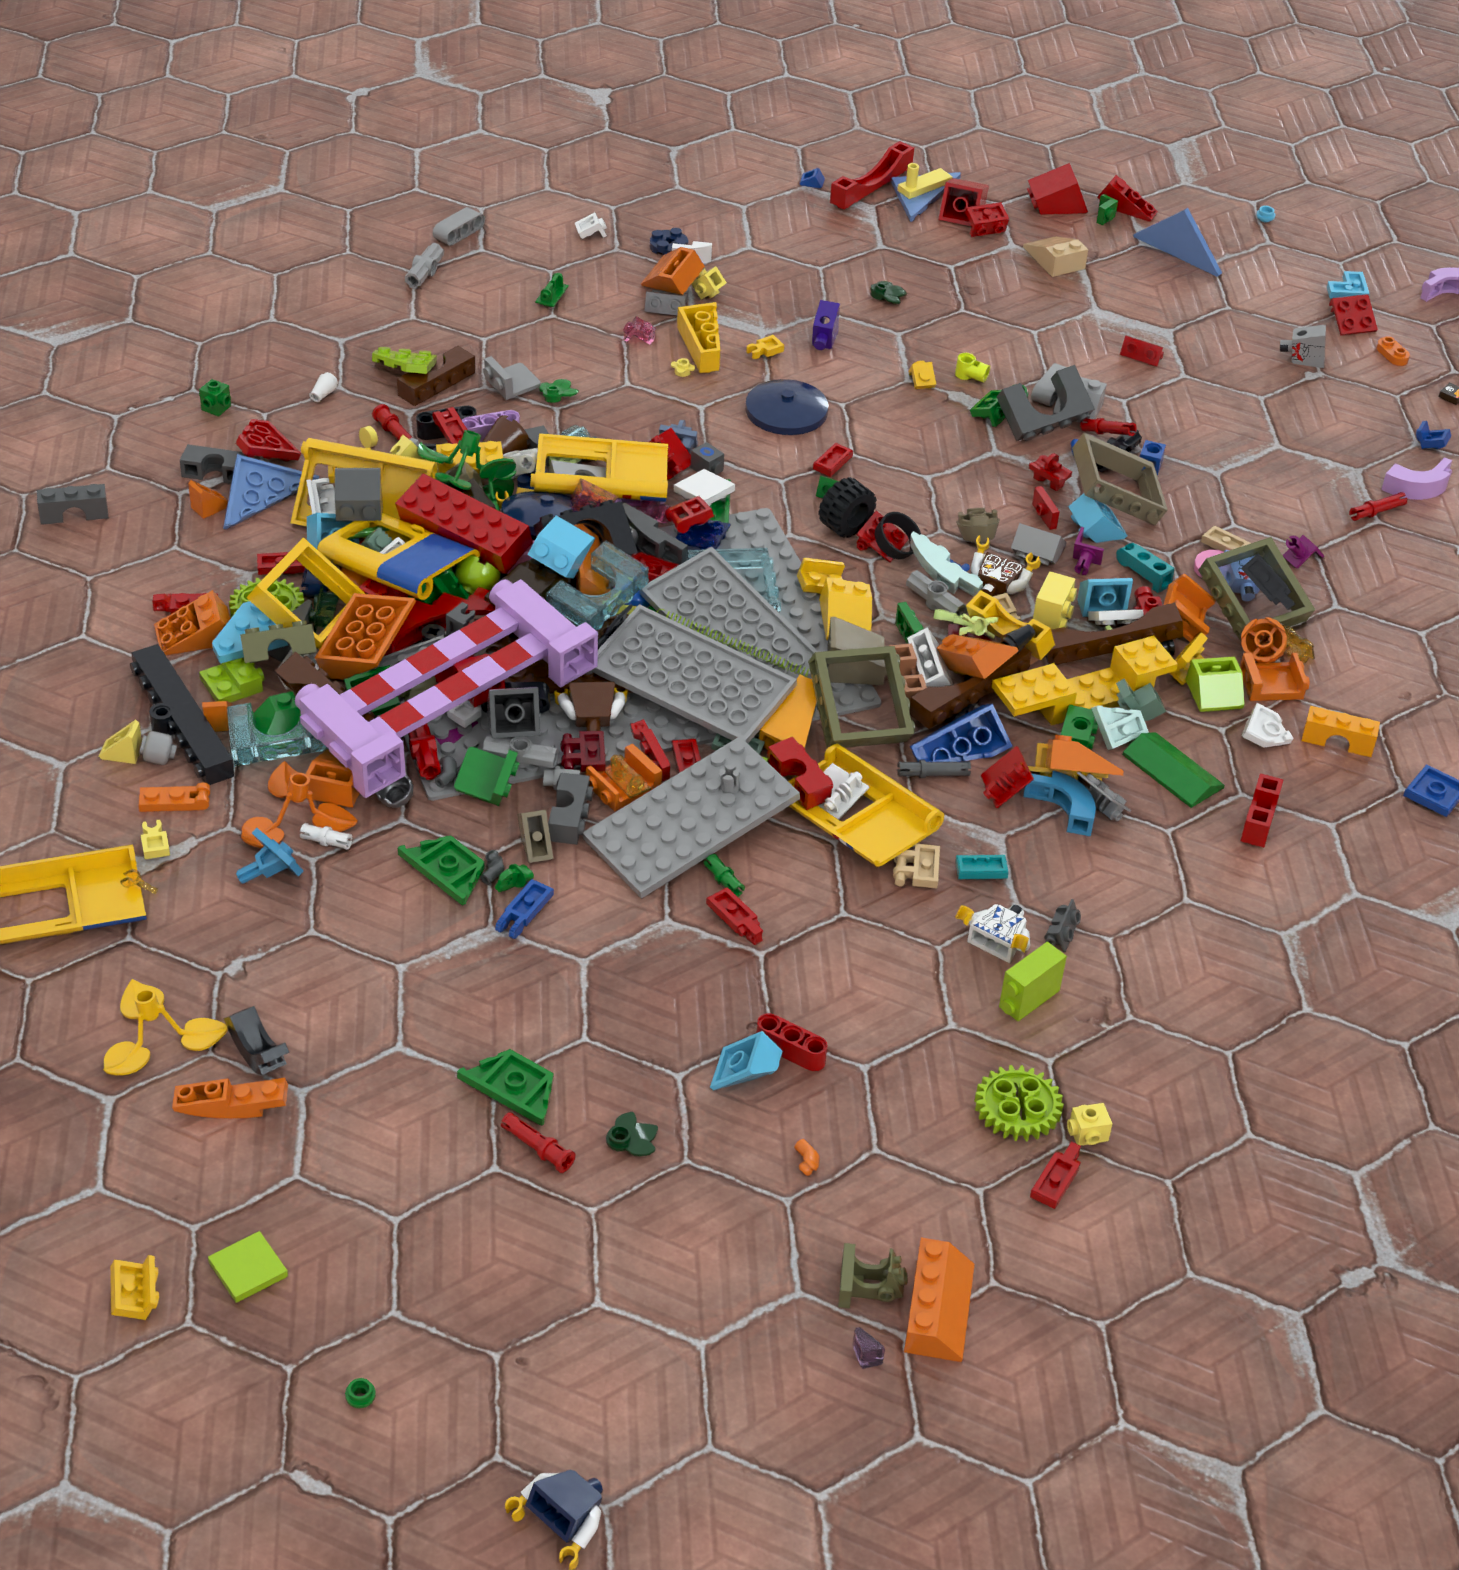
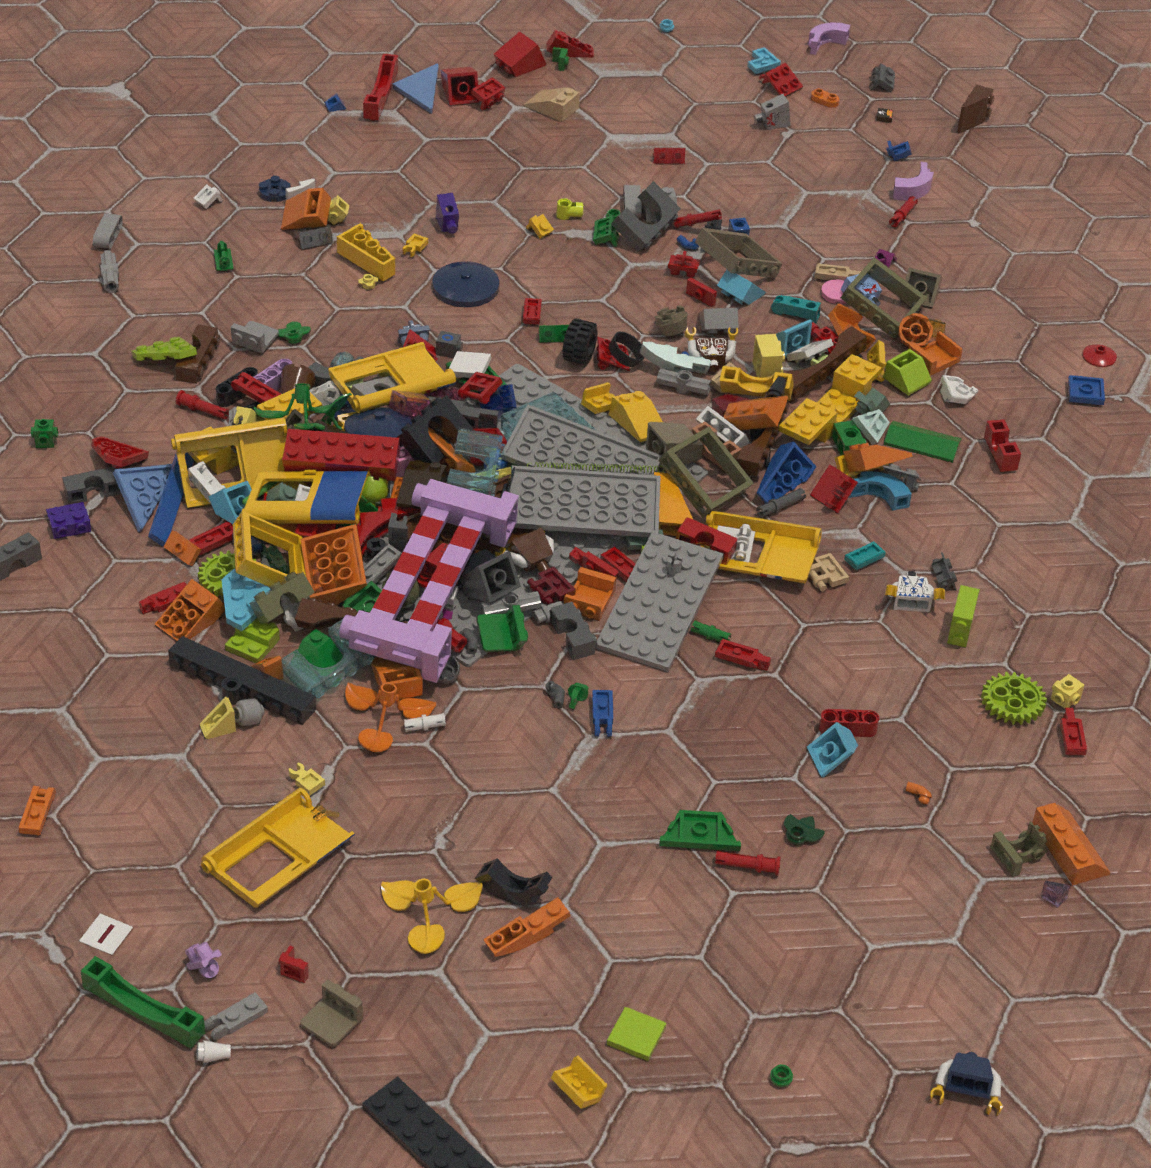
camera: 30 degrees left, 0 degrees up
(163, 490) = (68, 520): none -> dark purple plate
(174, 798) = (290, 743): orange plate -> none
(206, 500) = (110, 516): orange slope -> none
(245, 560) = (182, 548): none -> orange plate
(266, 515) = (169, 503): none -> blue tile
(269, 860) = (407, 753): dark azure piece -> none
(324, 386) = (119, 392): white cone -> none
(358, 494) = (248, 463): dark grey slope -> none
(368, 437) = (188, 419): light yellow tile -> none
(446, 865) = (525, 705): green wing -> none
(535, 835) = (567, 658): dark tan slope -> none
(561, 547) = (435, 444): medium azure slope -> none
(625, 777) = (599, 593): clear yellow hinge -> none
(640, 329) = (314, 263): clear pink bracket -> none
(887, 291) = (458, 172): dark green plate -> none
(907, 621) = (685, 409): green bracket -> none
(918, 185) = (420, 79): light yellow piece -> none
(975, 625) = (737, 390): yellowish green piece -> none
(1086, 554) = (753, 314): magenta bracket -> none
(1182, 239) = (632, 62): medium blue tile -> none
(1268, 581) = (893, 288): black hinge -> none
(1326, 596) = (926, 283): none -> dark tan slope
(1326, 723) = (990, 373): light orange arch -> none

